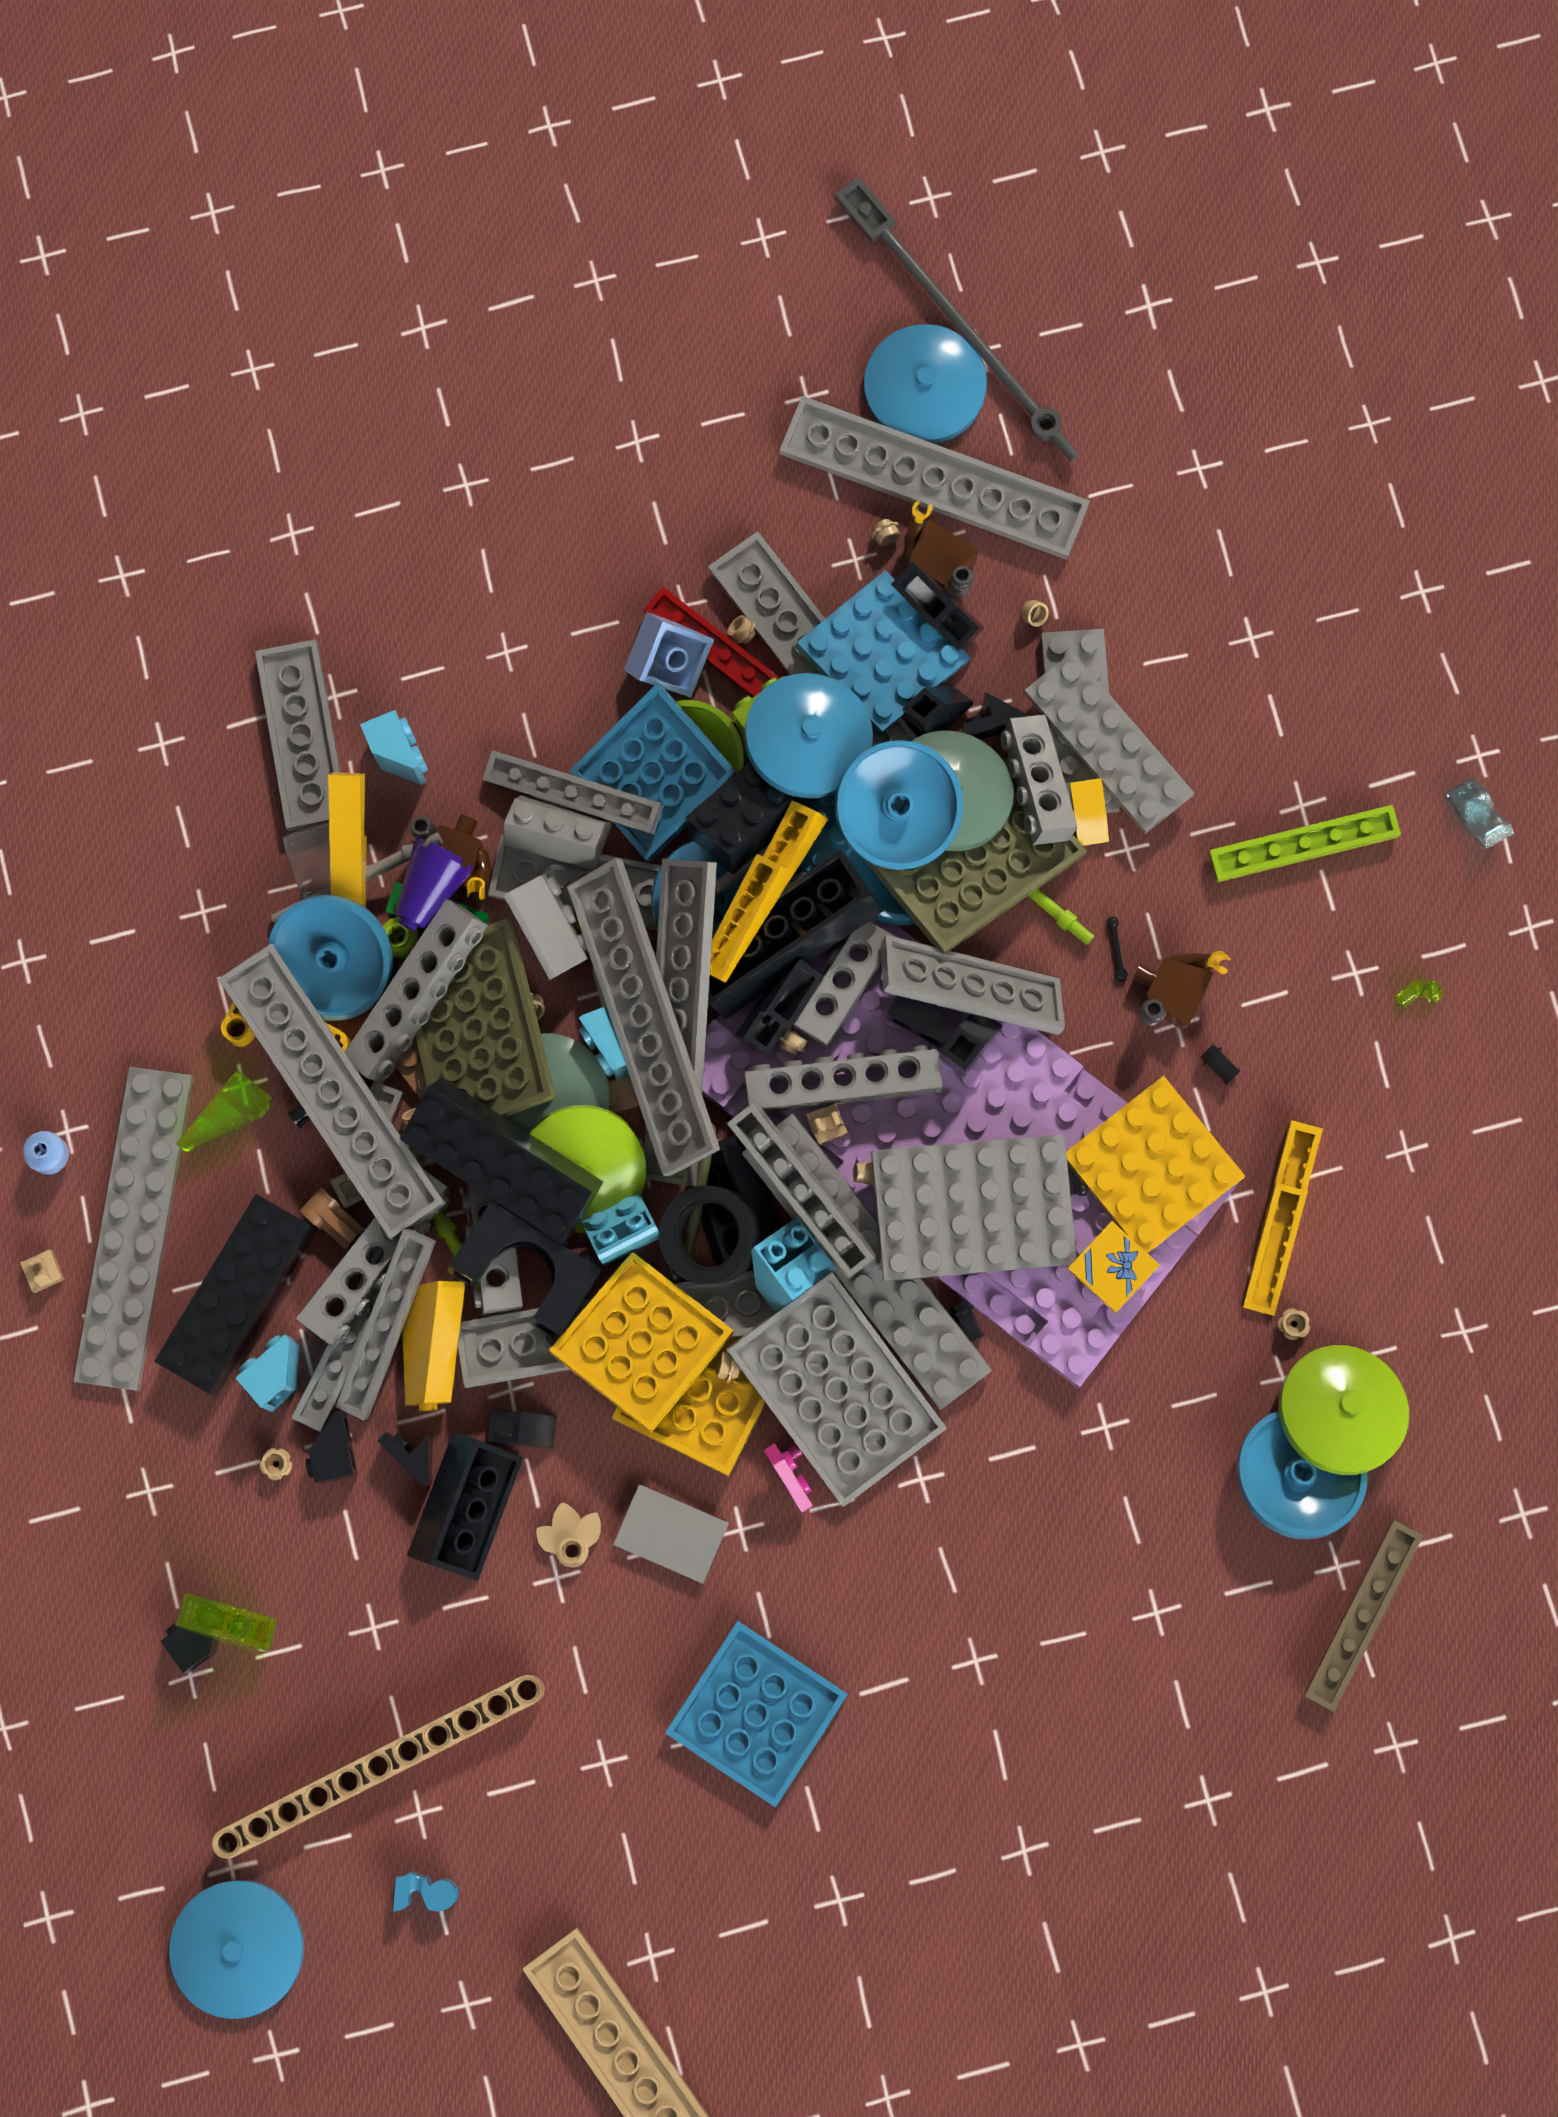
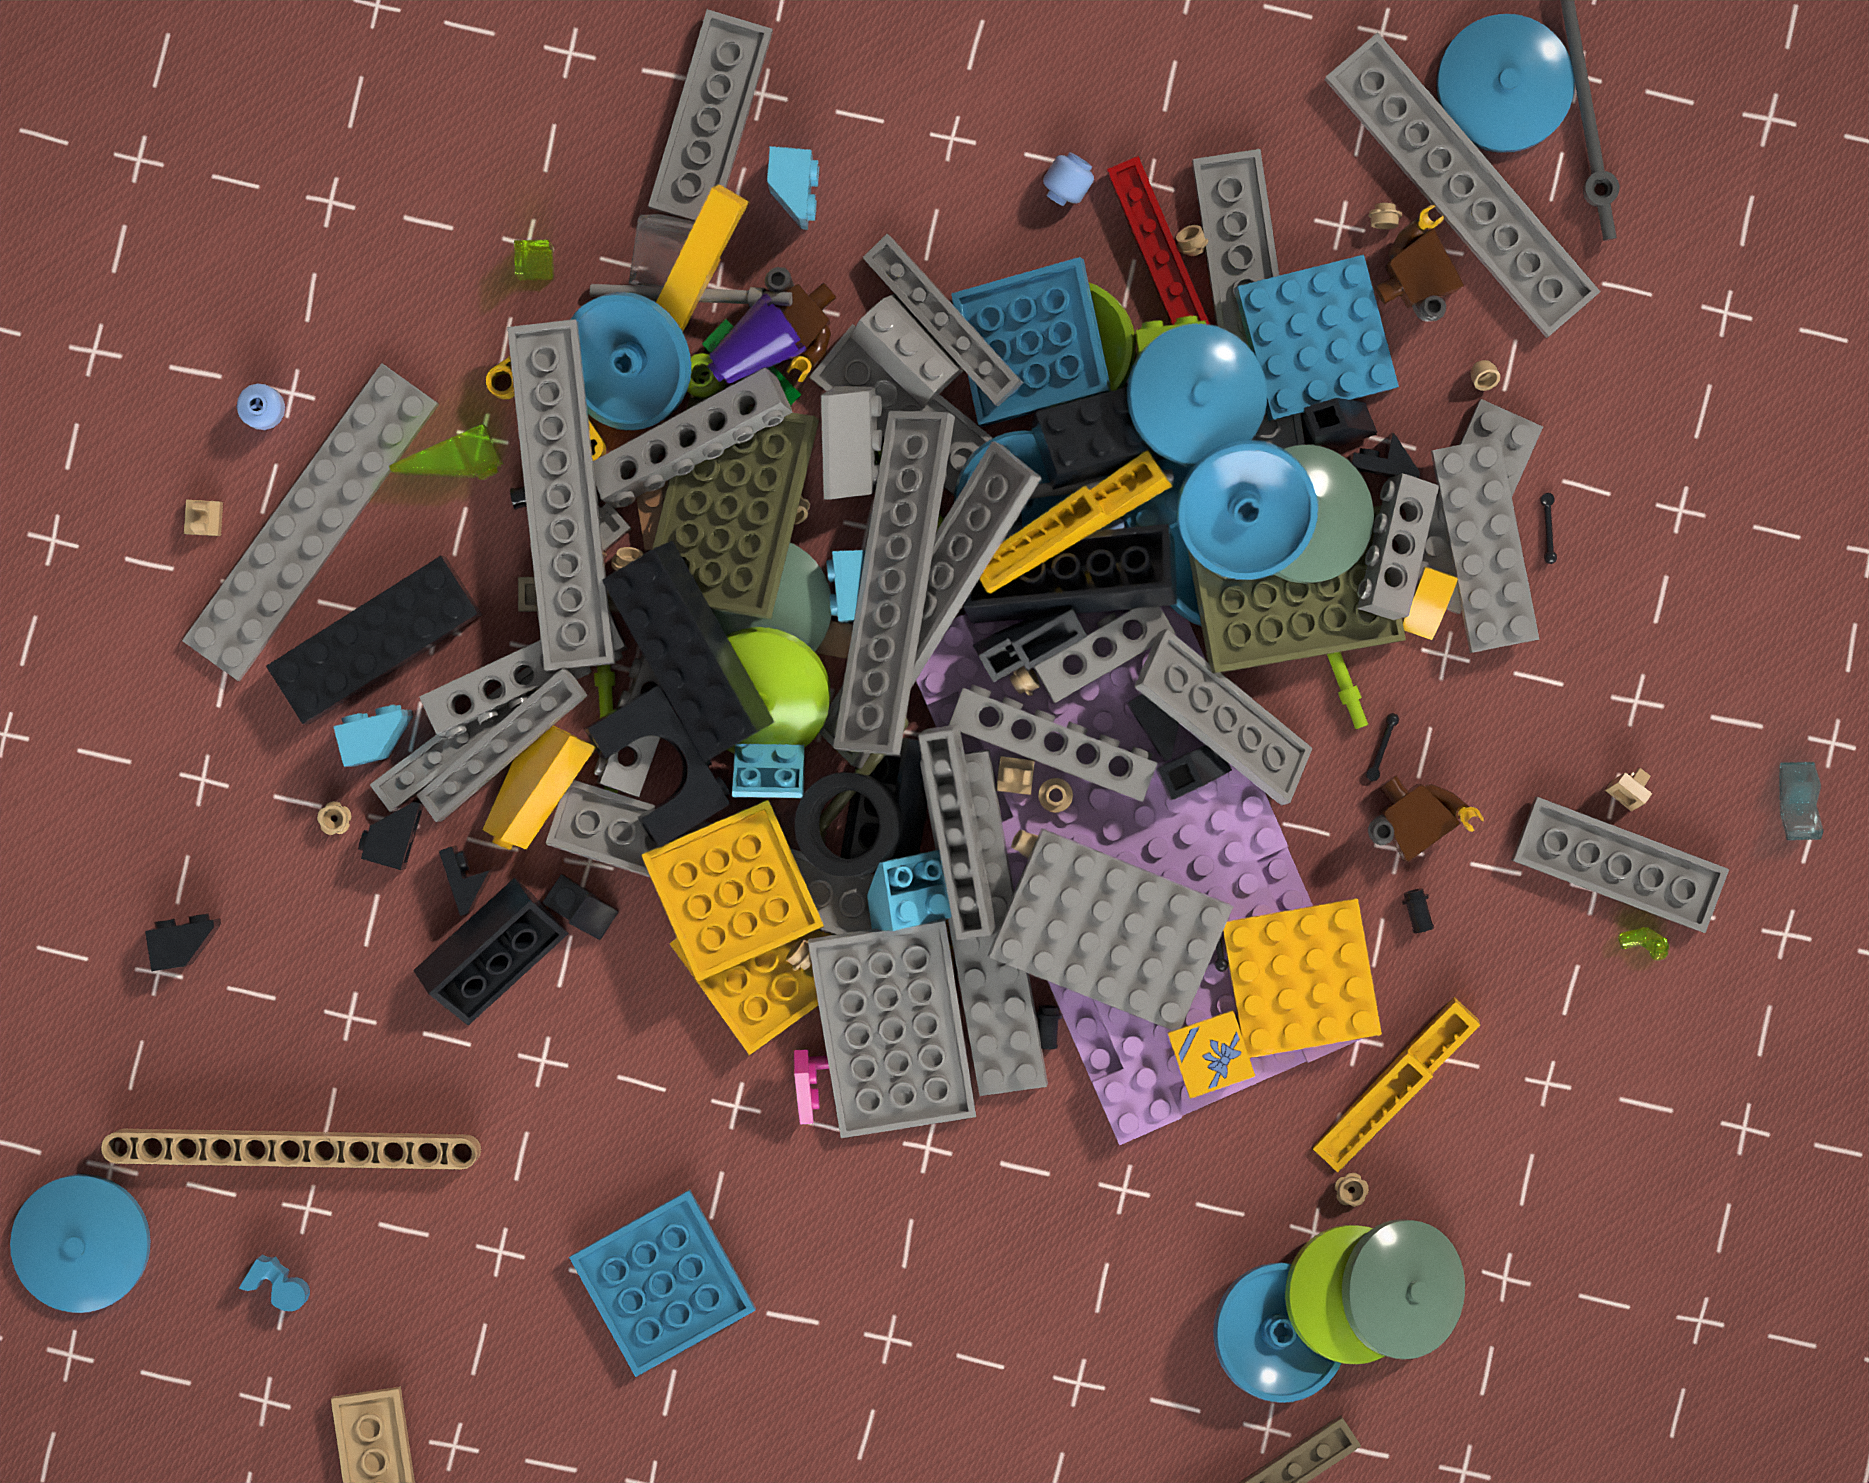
camera: 25 degrees right, 10 degrees up
(214, 918) = (534, 260): none -> clear neon green panel
(226, 1623) = (214, 949): clear neon green slope -> none
(327, 1213) = (499, 605): medium nougat piece -> none
(569, 1530) = (577, 1024): tan plate -> none
(616, 633) = (1068, 179): none -> light blue head
(668, 655) = (1106, 230): light blue slope -> none
(671, 1534) = (669, 1077): light grey tile -> none
(868, 1132) = (1055, 783): none -> tan plate
(937, 606) = (1393, 321): black slope -> none
(1139, 685) = (1547, 500): none -> black hinge
(1304, 843) = (1617, 741): lime plate -> none
(1336, 875) = (1630, 789): none -> tan tile
(1363, 940) = (1620, 864): none -> light grey plate
(1383, 1380) = (1403, 1289): none -> sand green dish

